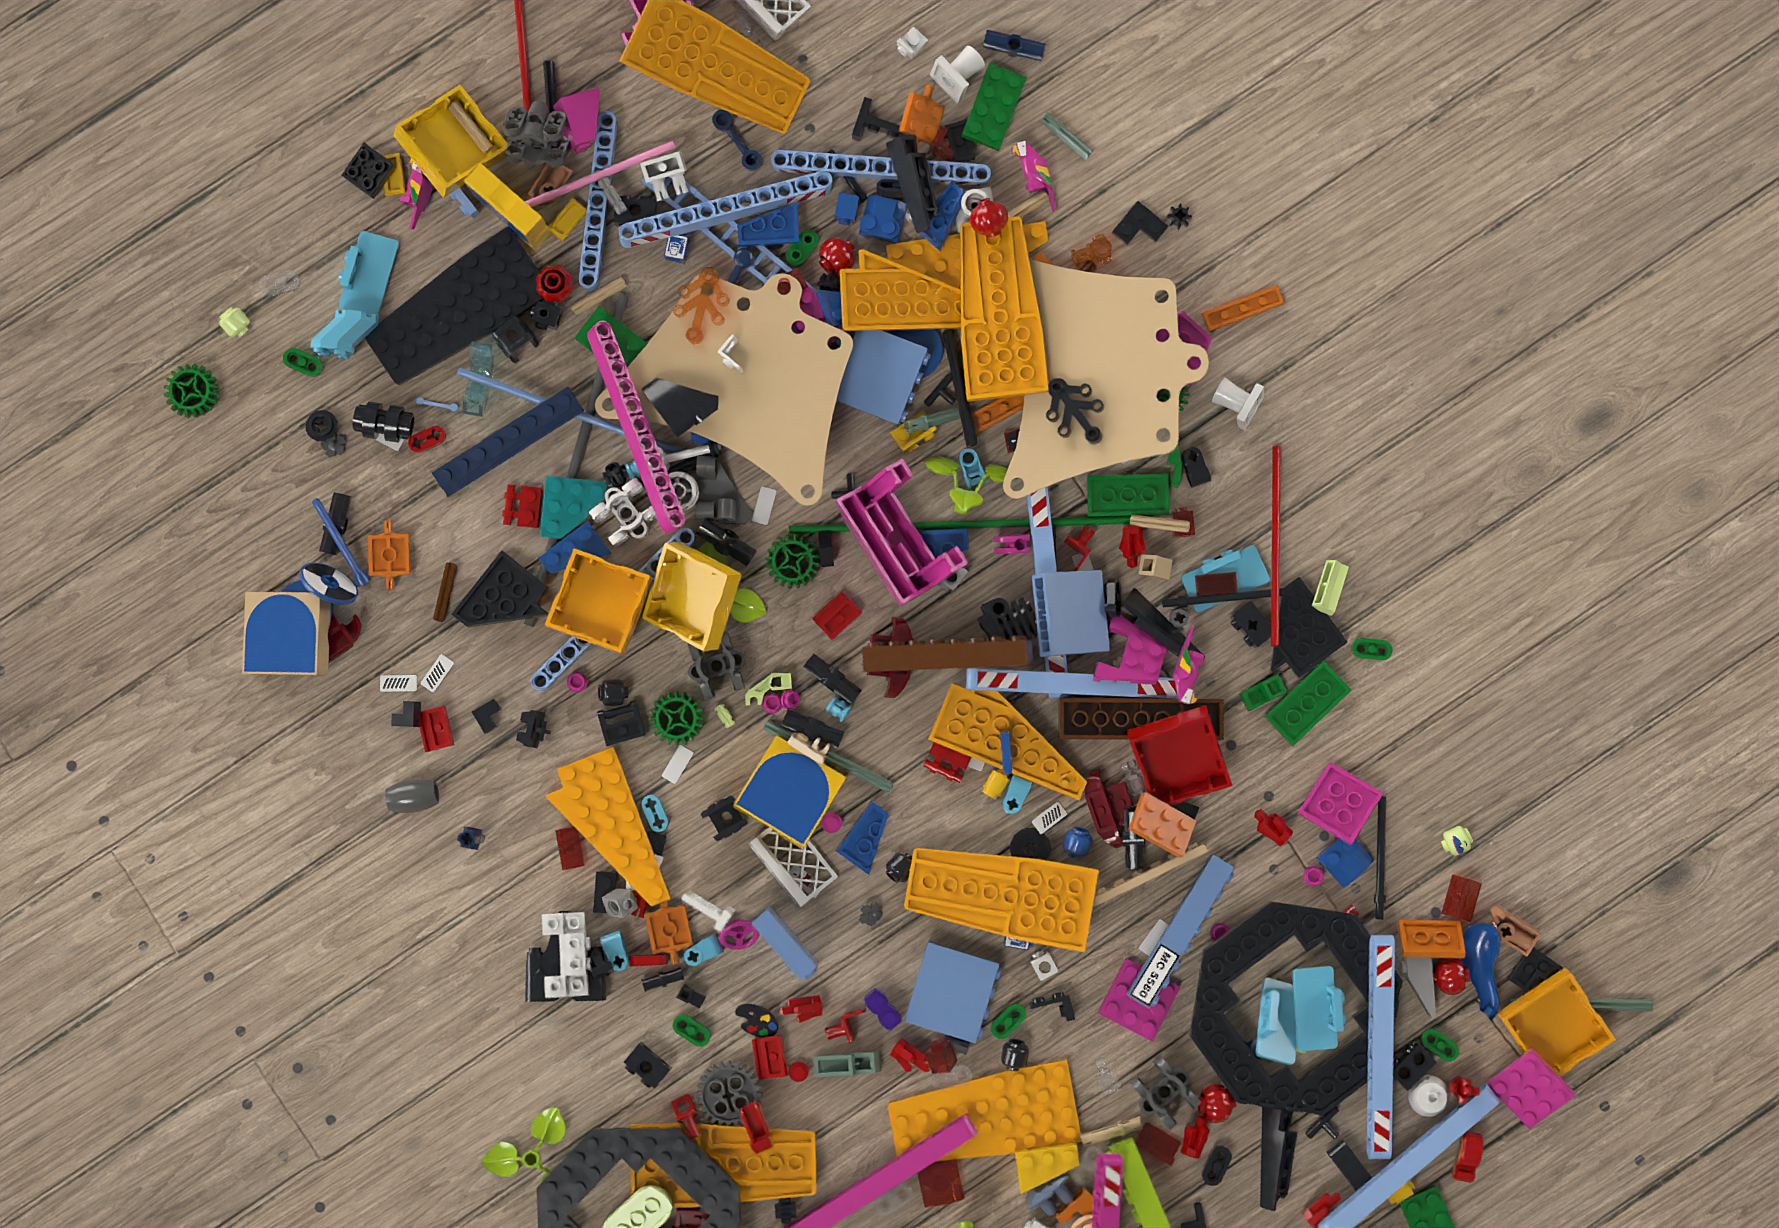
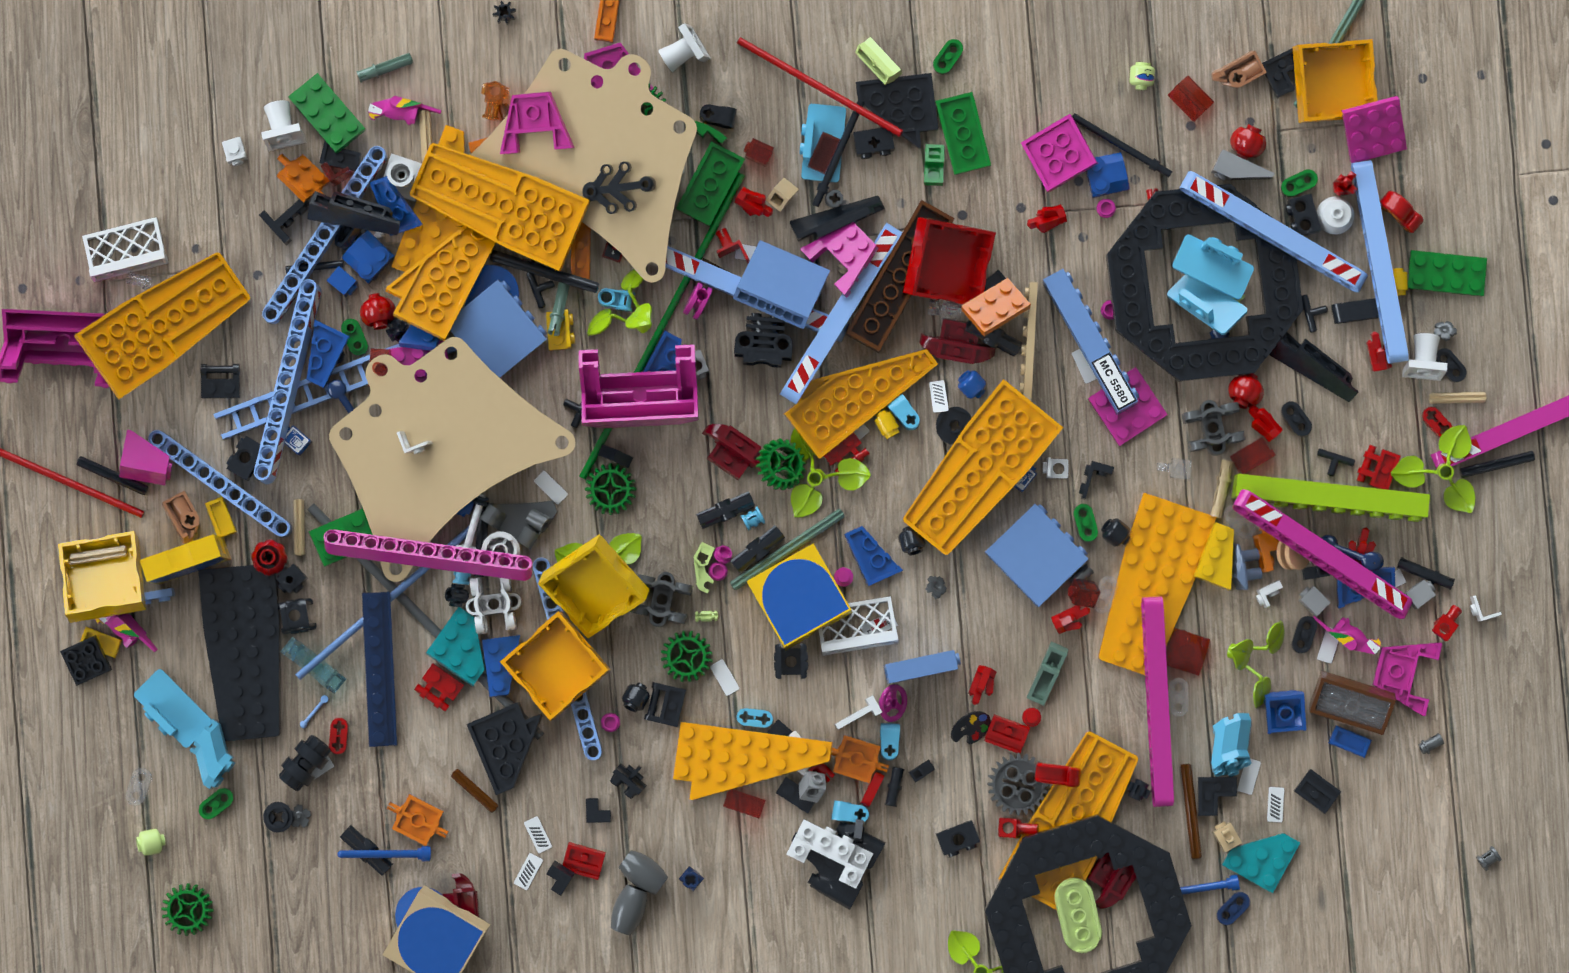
camera: 60 degrees left, 0 degrees up
(328, 583) = (414, 881): piece -> none
(454, 790) = (643, 872): none -> dark grey piece
(536, 135) = (138, 503): dark grey piece -> none
(600, 174) = (200, 467): bright pink piece -> none
(612, 195) = (225, 468): light grey axle -> none
(659, 168) = (223, 414): white brick -> none
(680, 405) = (430, 508): black panel -> none
(690, 155) = (220, 387): none -> black plate
(690, 1032) = (949, 786): green plate -> none
(701, 301) = (354, 443): clear orange plant -> none
(723, 122) = (212, 343): dark blue piece -> none
(726, 542) = (564, 535): black piece -> none
(802, 744) = (764, 564): tan plate -> none
(836, 615) = (675, 478): red plate -> none
(845, 1027) = (1017, 659): red bracket -> none
(884, 749) = (807, 500): none -> lime plant
(887, 1013) = (1025, 618): dark purple brick -> none
(917, 713) = (792, 472): none -> green gear
(951, 655) = (760, 404): reddish brown brick -> none
(988, 218) = (419, 169): red plant -> none
(1000, 42) = (293, 58): dark blue piece -> none
(1006, 751) = (864, 400): blue tile -> none
(1098, 293) = (534, 114): none -> dark pink wing
(1113, 593) = (782, 240): black plate -> none
(1140, 219) = (487, 48): black plate -> none
(1160, 523) = (748, 170): tan axle -> none
(1187, 671) = (882, 216): dark pink animal -> none
(1431, 938) = (1209, 141): orange plate -> none
(1481, 951) = (1241, 109): blue animal -> none

